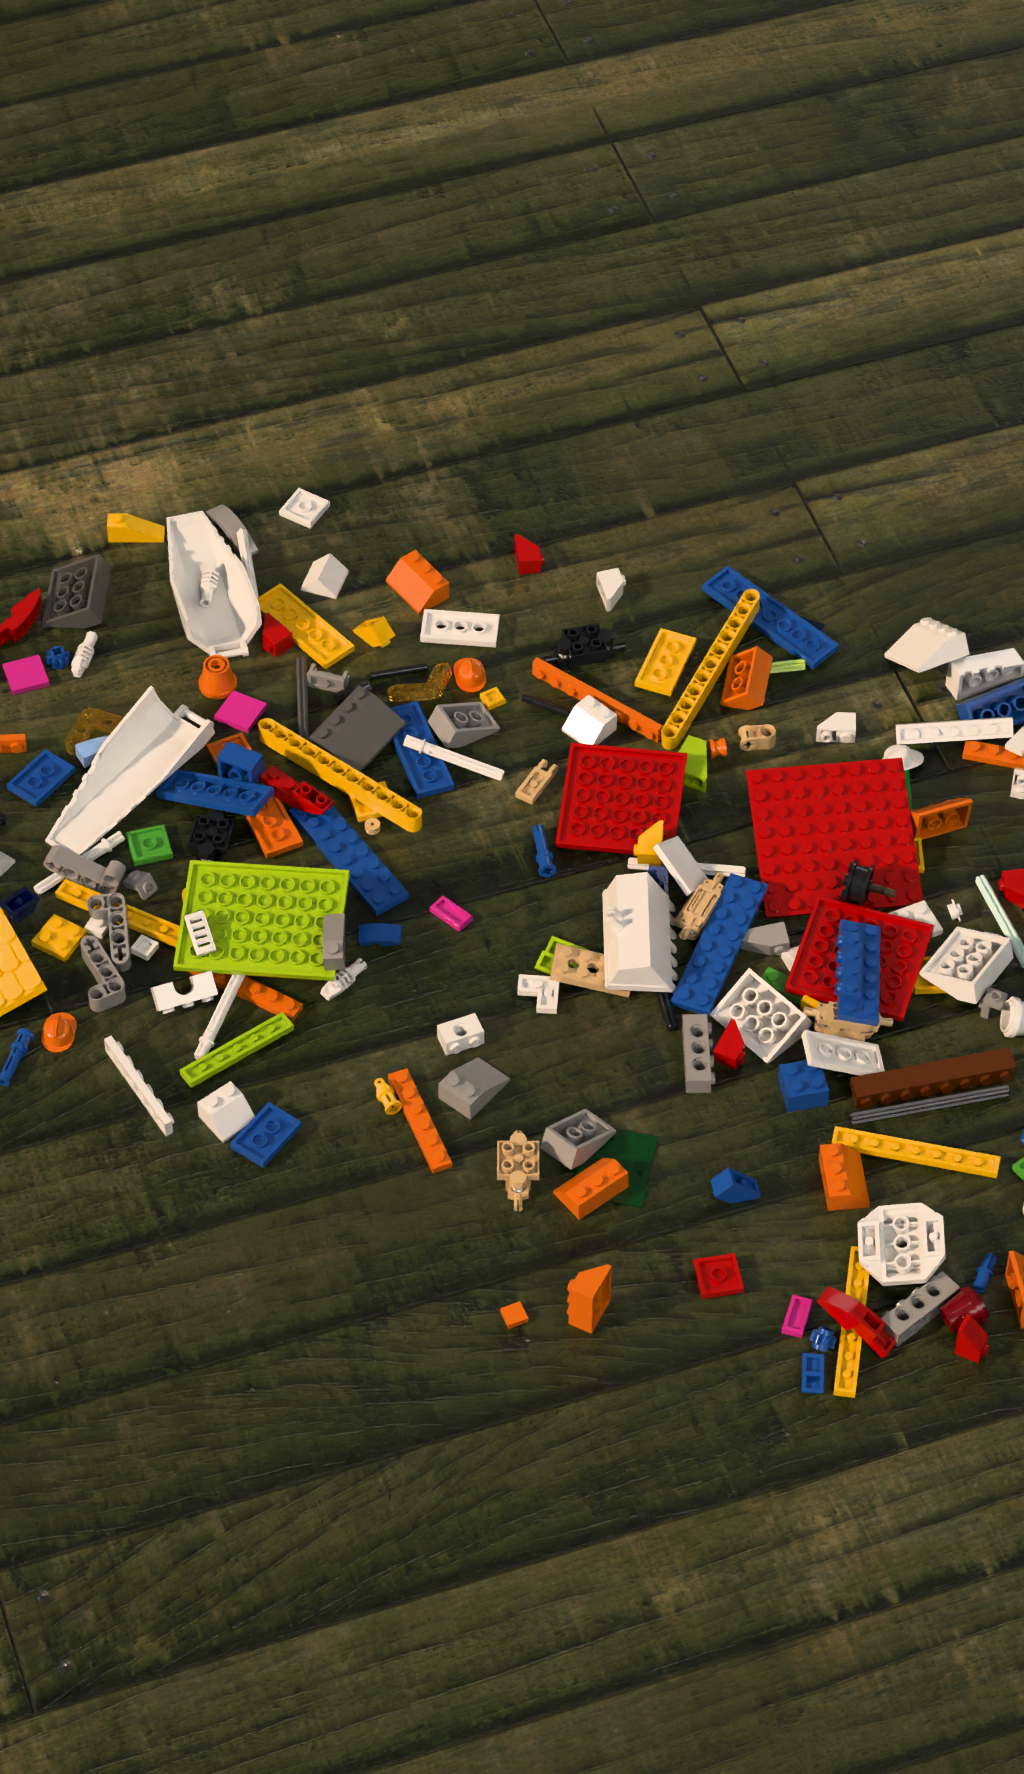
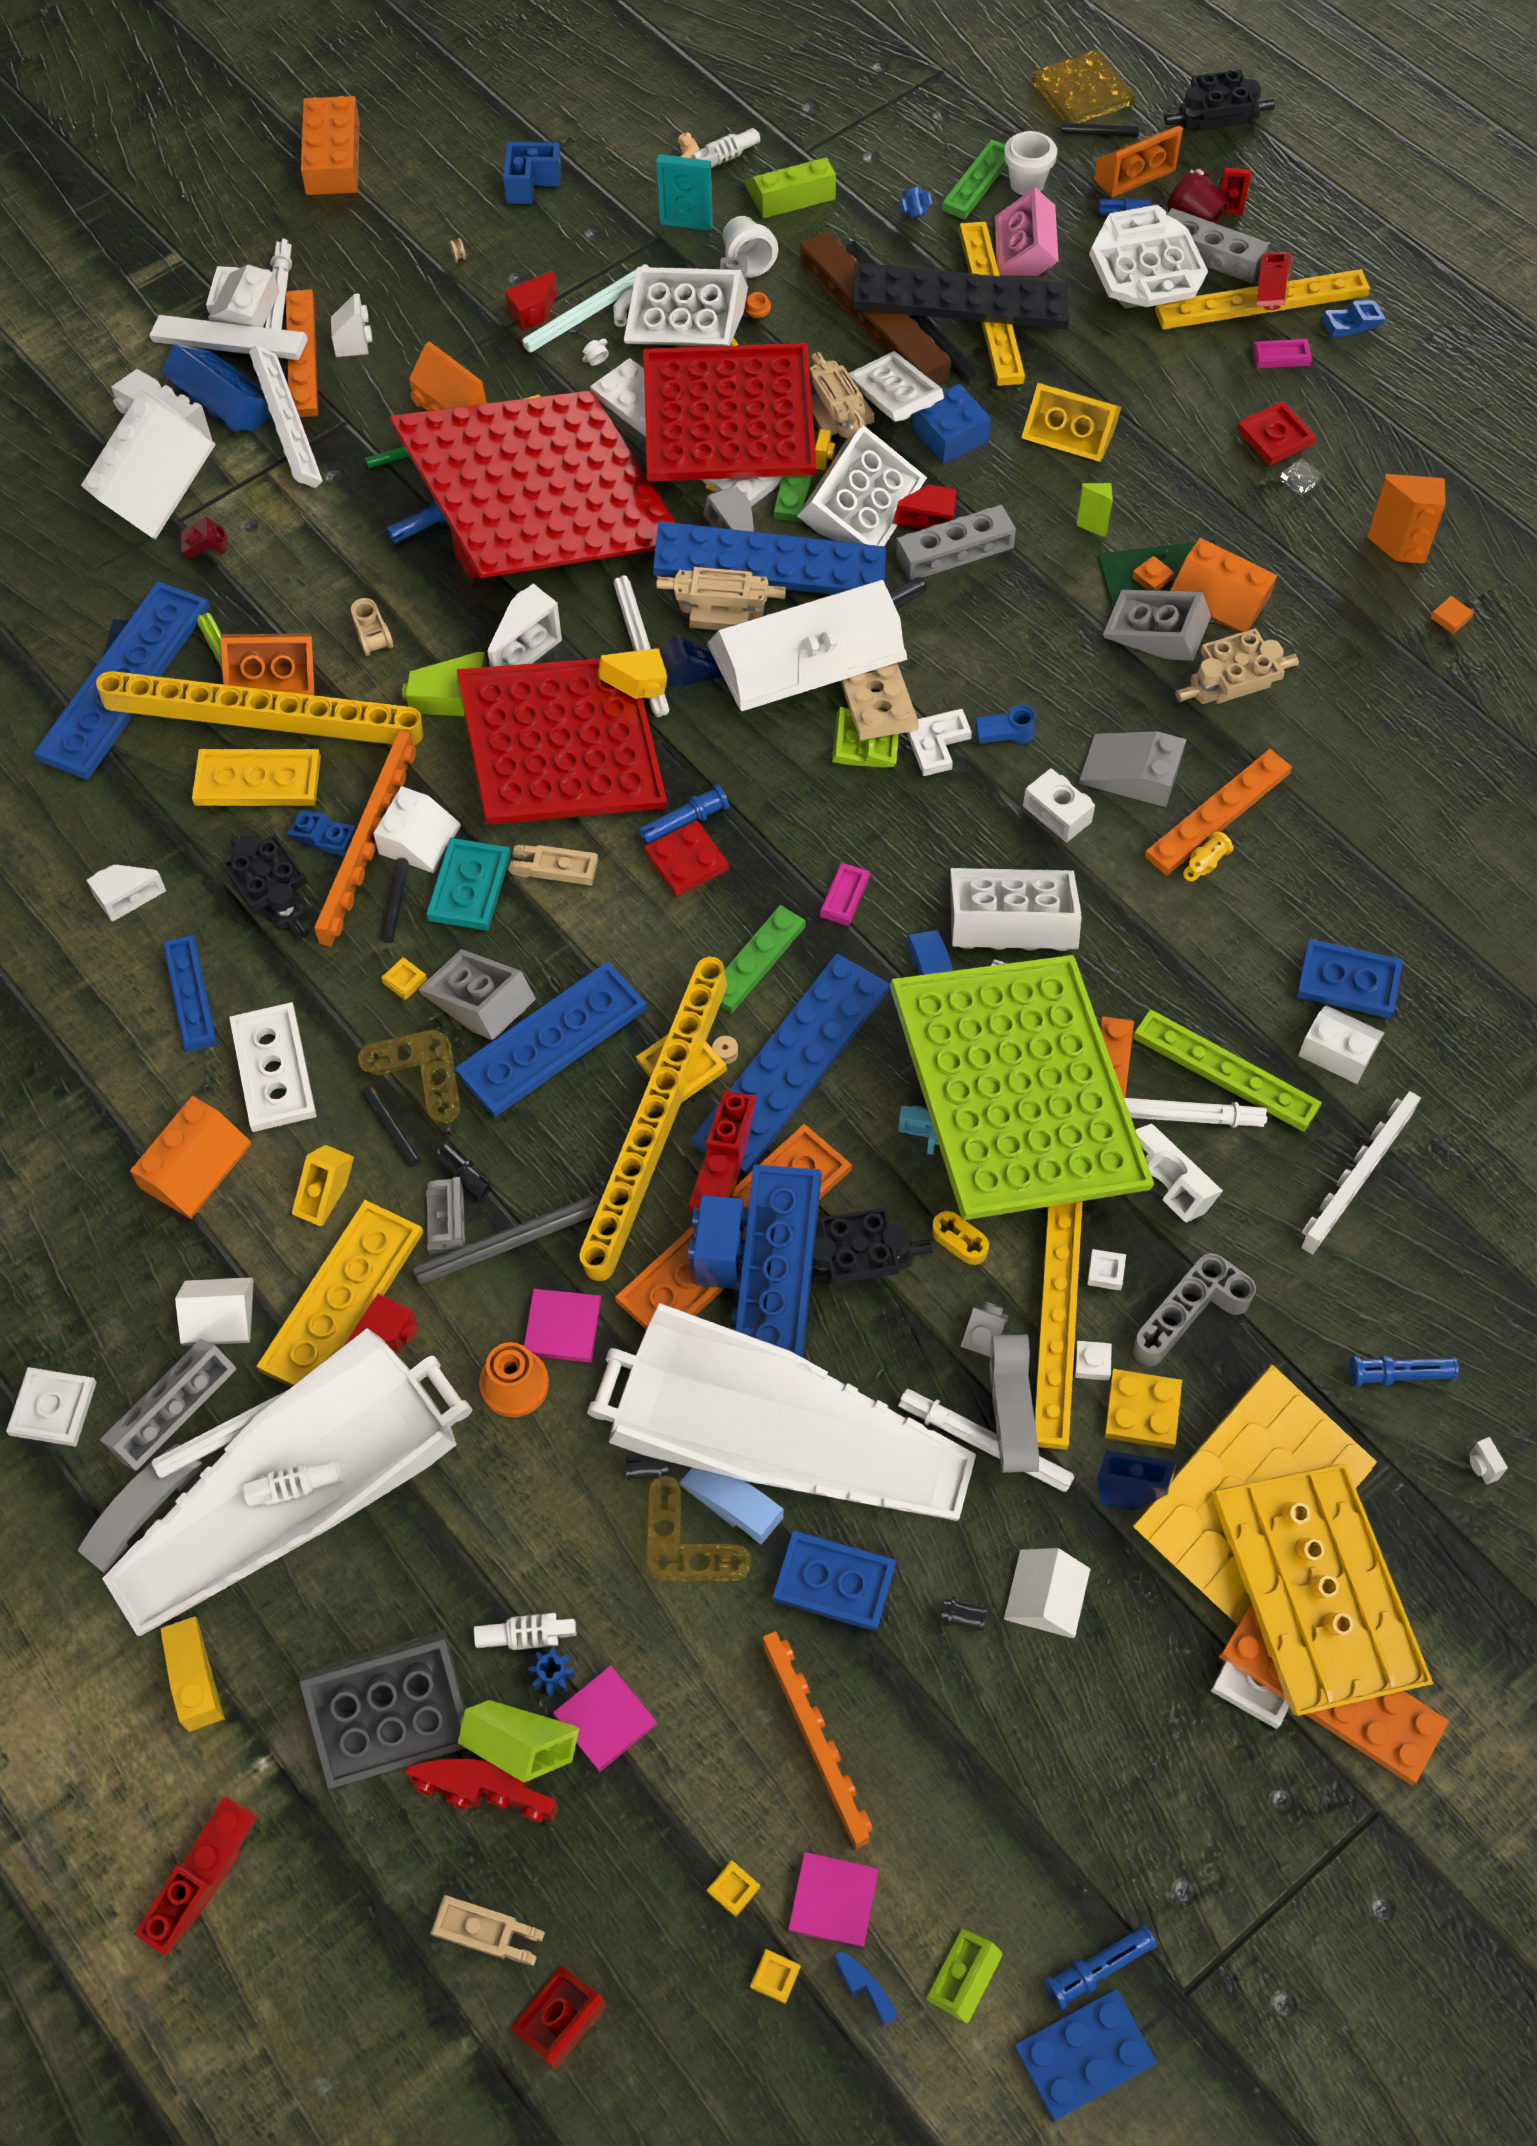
camera: 110 degrees left, 10 degrees up
(29, 633) = (517, 1739): none -> lime slope
(35, 513) = (198, 1877): none -> red slope
(58, 1032) = (1315, 1333): orange piece -> none
(116, 932) = (1106, 1302): light grey beam -> none
(149, 845) = (897, 1352): bright green tile -> none
(196, 921) = (1075, 1168): white slope -> none
(276, 544) = (168, 1404): none -> light grey brick
(334, 942) = (1027, 959): light grey slope -> none
(358, 729) = (555, 1125): dark grey slope -> none
(398, 986) = (1014, 909): none -> white slope
(427, 859) = (760, 955): none -> bright green plate
(453, 757) = (558, 1014): white axle -> none
(469, 674) = (361, 1024): orange piece -> none
(513, 846) = (686, 858): none -> red plate
(527, 556) = (82, 1024): red slope -> none
(528, 606) = (190, 993): none -> blue tile
(533, 1029) = (1014, 726): none -> blue piece
(541, 739) = (469, 884): none -> teal plate
(614, 682) = (321, 834): none -> blue slope
(623, 1154) = (1153, 574): none -> orange plate
(674, 1278) = (1301, 476): none -> clear plate
(680, 864) = (660, 627): white tile -> none
(684, 1132) = (1095, 507): none -> lime slope
(711, 801) = (526, 630): none -> white slope
(717, 748) = (404, 662): orange wheel -> none
(734, 1186) = (1143, 449): blue slope -> none
(780, 1157) = (1071, 422): none -> yellow slope
(823, 1338) = (1307, 313): blue gear -> none
(837, 728) = (319, 543): white slope -> none
(843, 1177) = (1071, 358): orange slope -> none
(858, 972) = (766, 390): blue plate -> none
(860, 883) = (616, 425): black wheel -> none
(868, 676) = (203, 536): none -> dark red bracket
(910, 757) = (351, 471): white piece -> none
(918, 1125) = (960, 296): none -> black plate
(967, 1016) = (757, 305): none -> orange plate
(972, 1196) = (1026, 236): none -> bright pink slope

